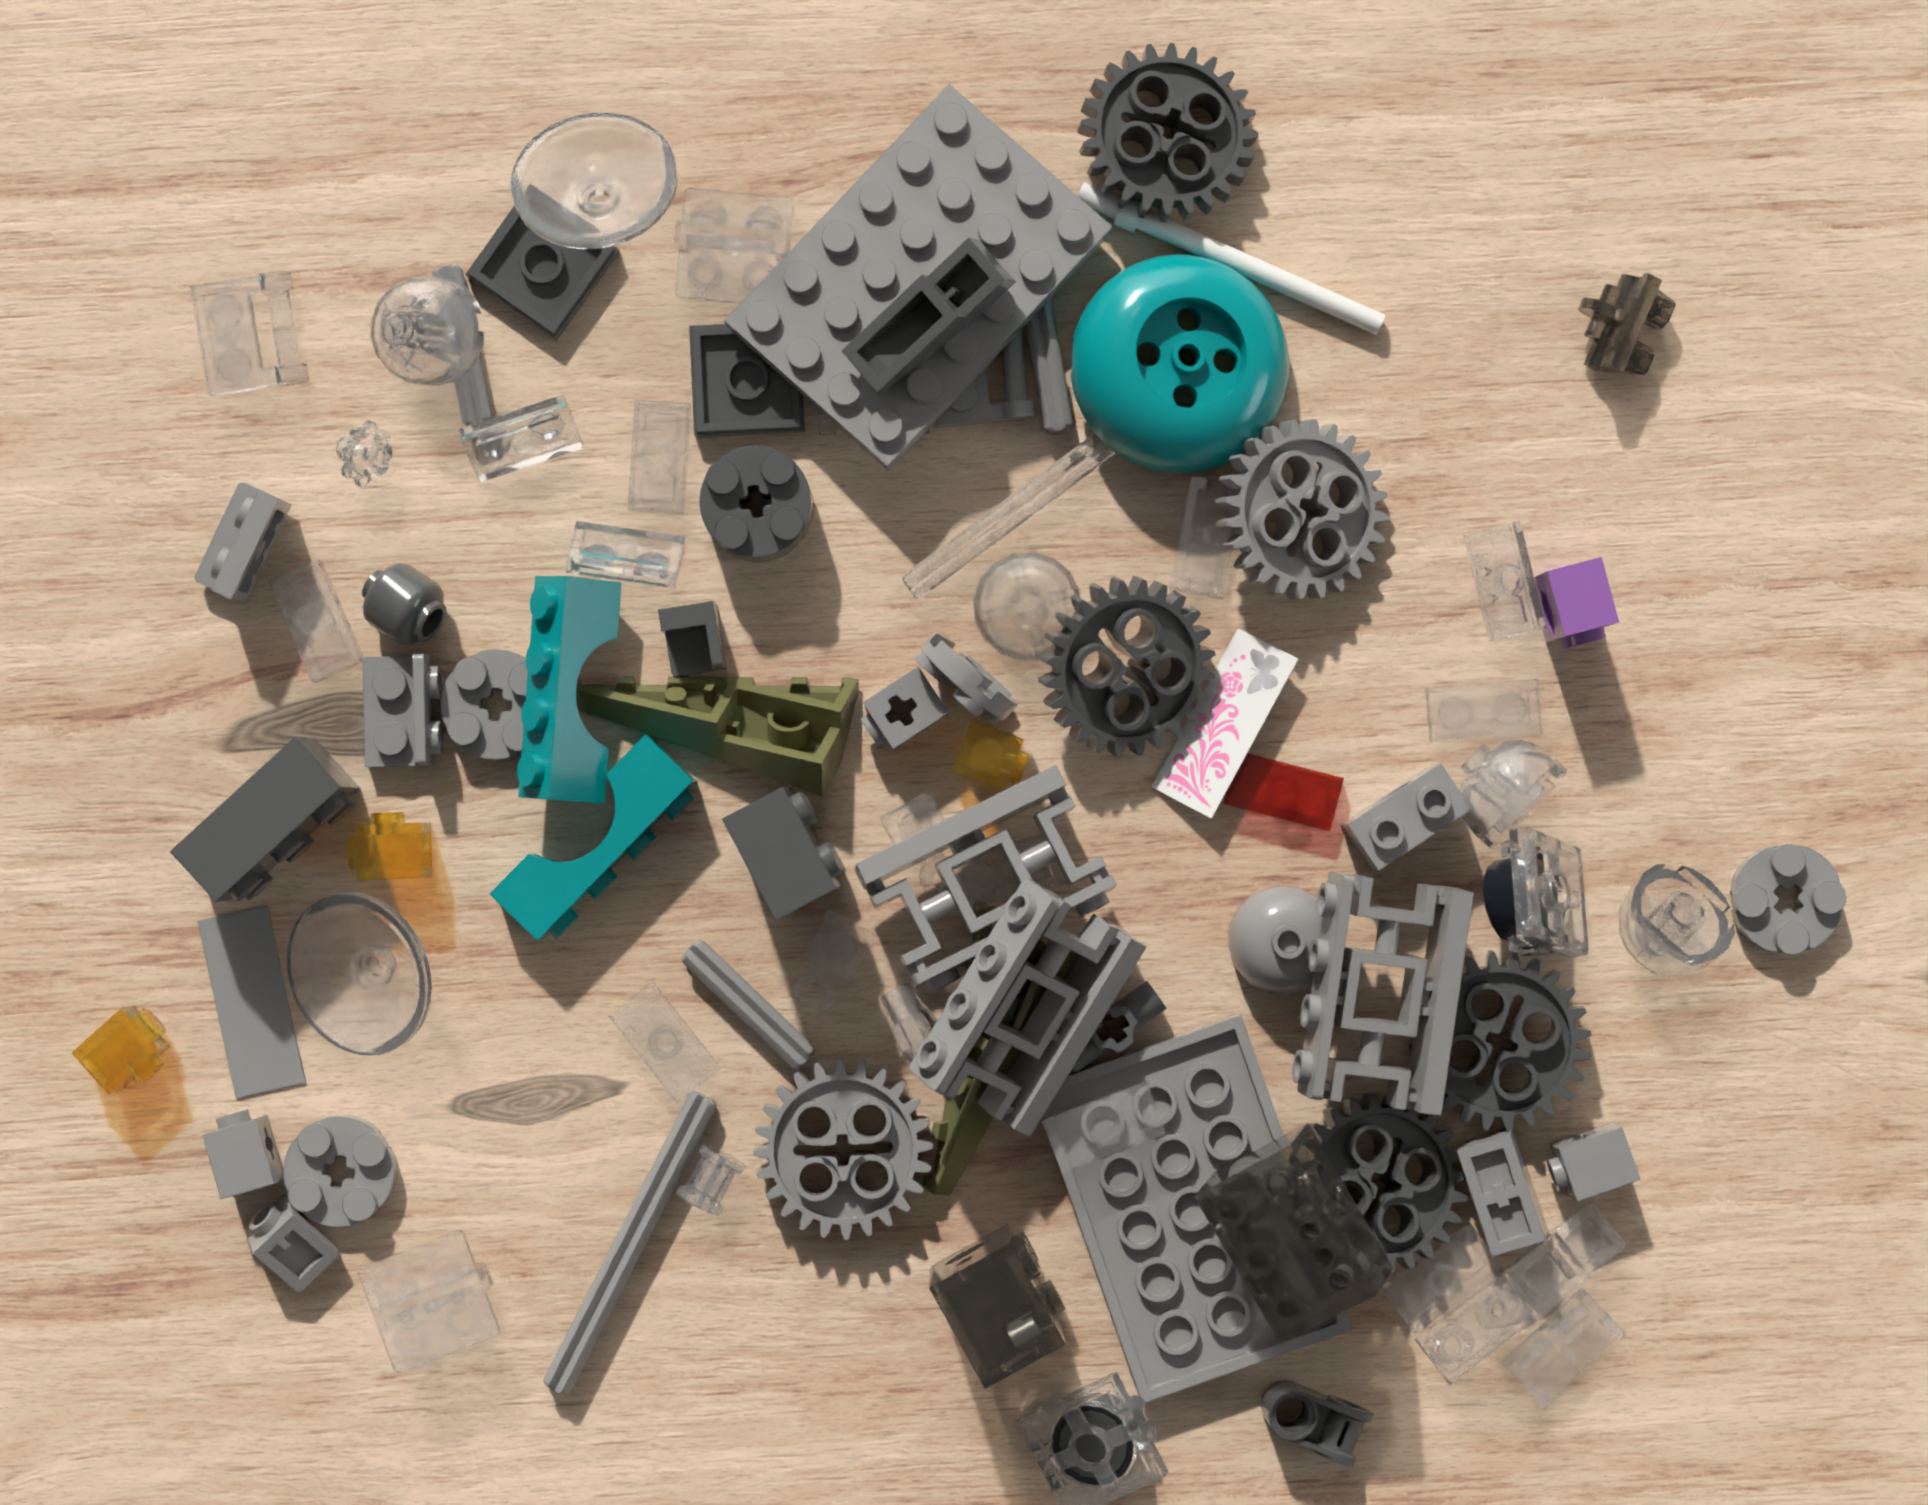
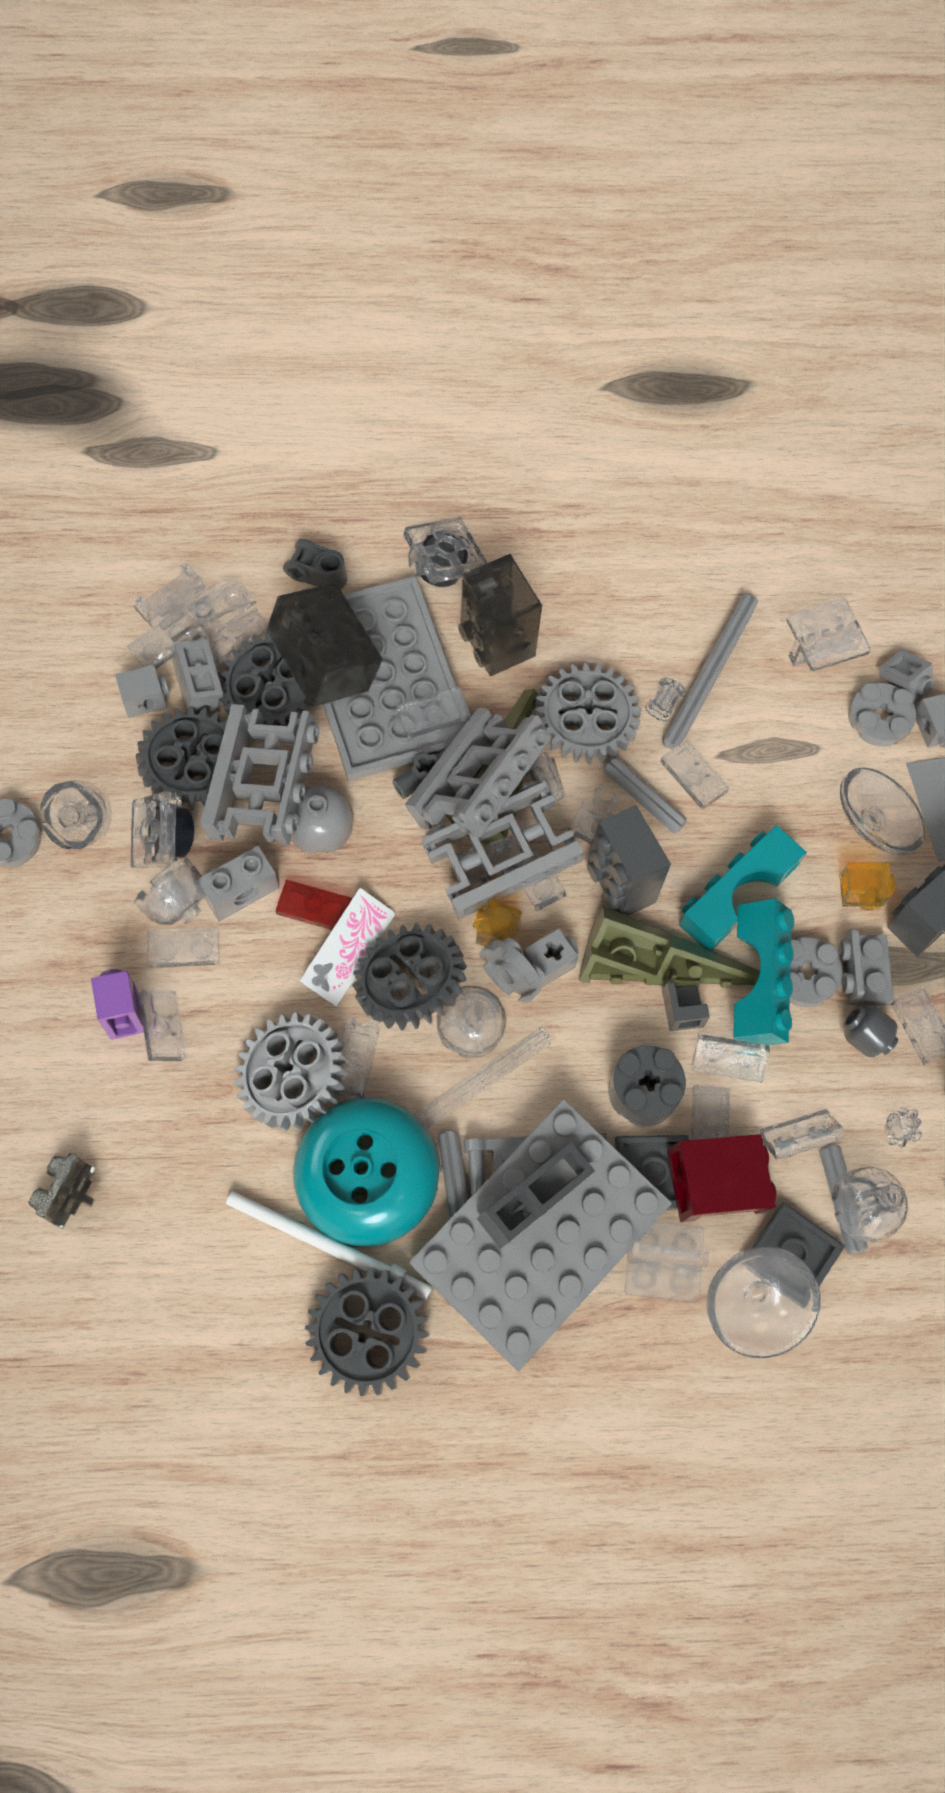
camera: 175 degrees right, 20 degrees down
(646, 362) = (721, 1176): none -> dark red panel

